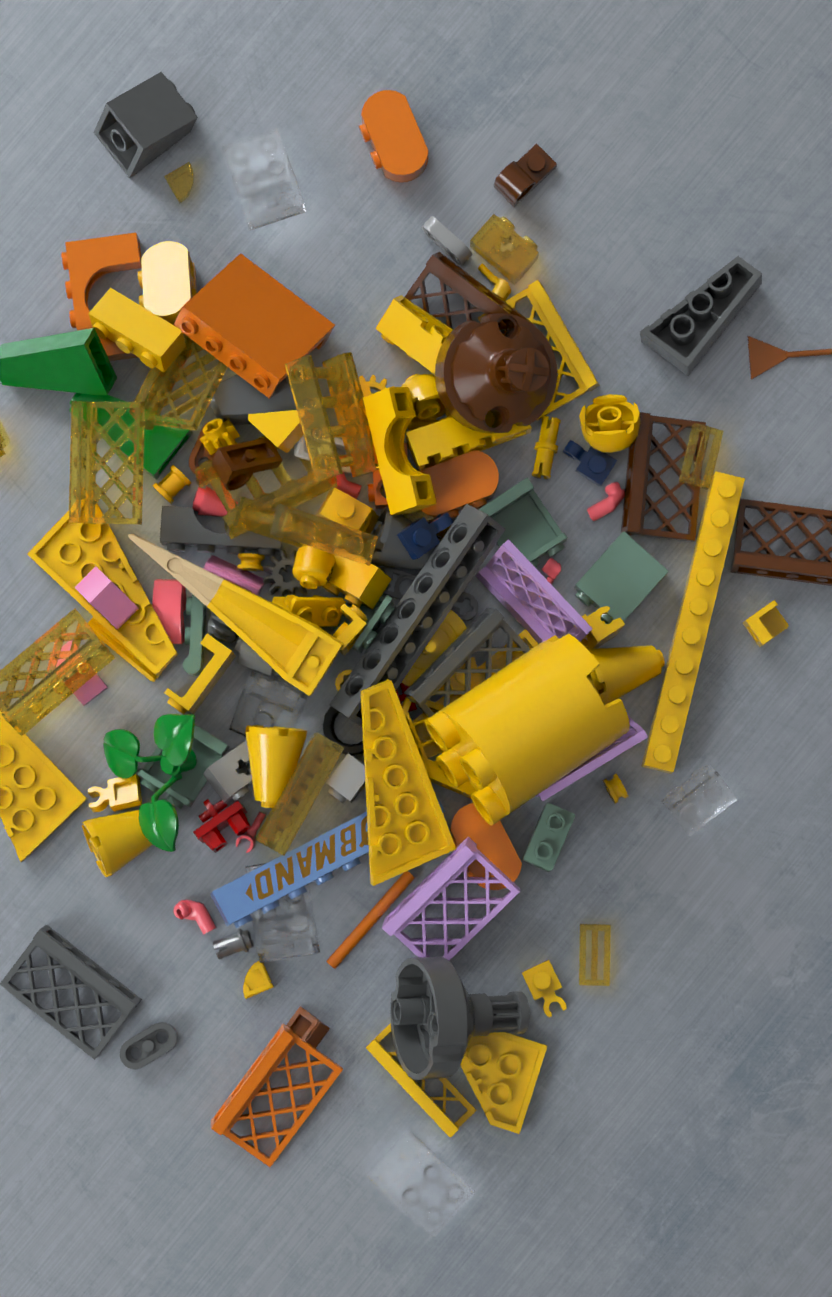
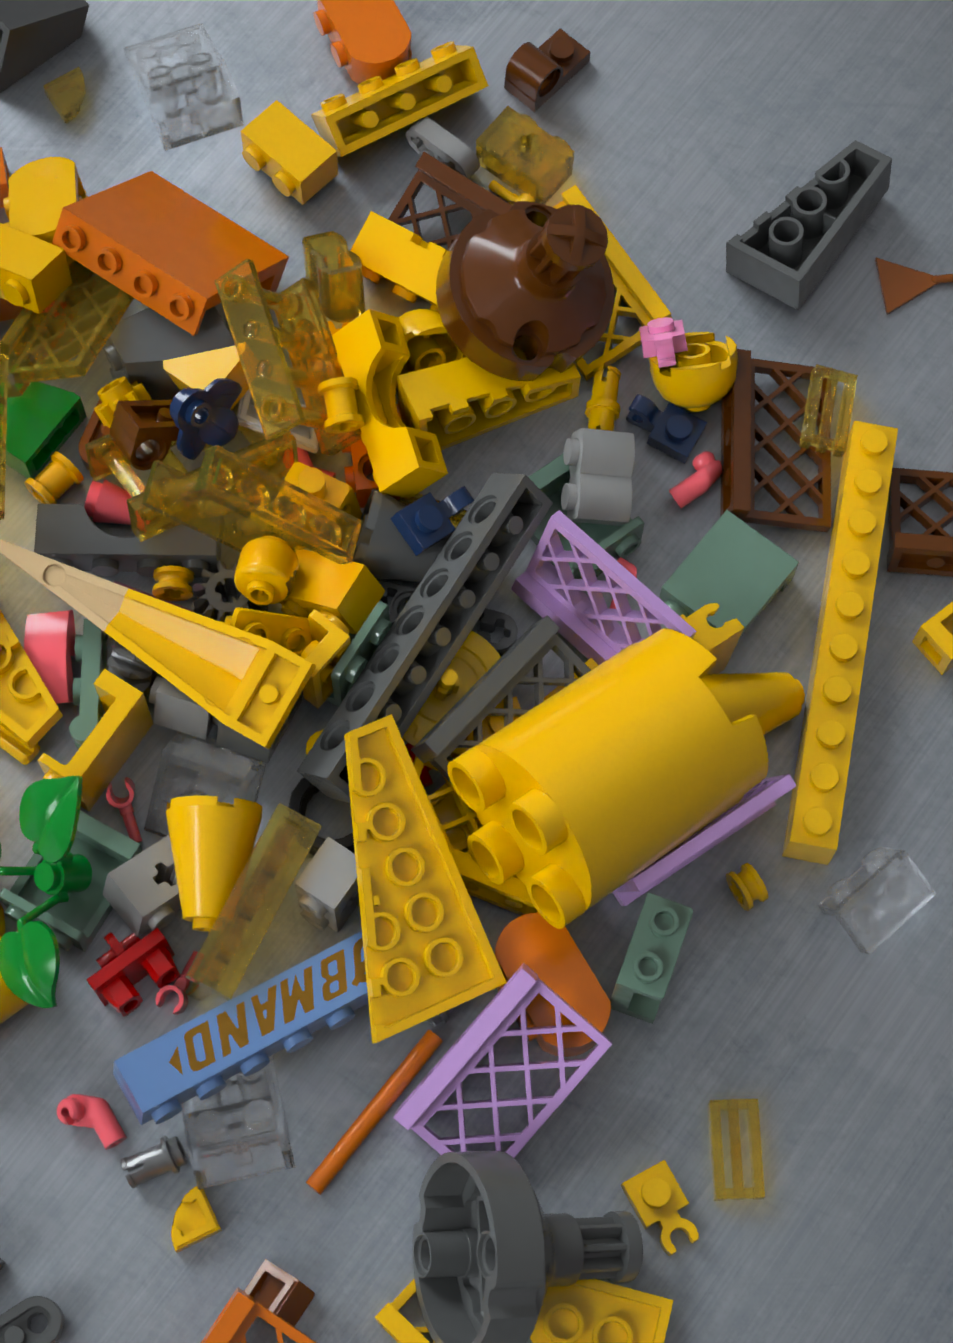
camera: 10 degrees left, 15 degrees down
(216, 712) = (125, 808): none -> coral hand
(276, 457) = (205, 416): none -> dark blue plate
(337, 242) = (289, 153): none -> yellow brick
(365, 344) = (335, 275): none -> clear yellow brick
(367, 453) = (341, 405): none -> yellow bush
(417, 203) = (399, 99): none -> yellow brick
(462, 481) = (482, 447): orange brick -> none
(539, 505) = (599, 476): none -> light grey brick
(589, 405) = (663, 339): none -> bright pink plate

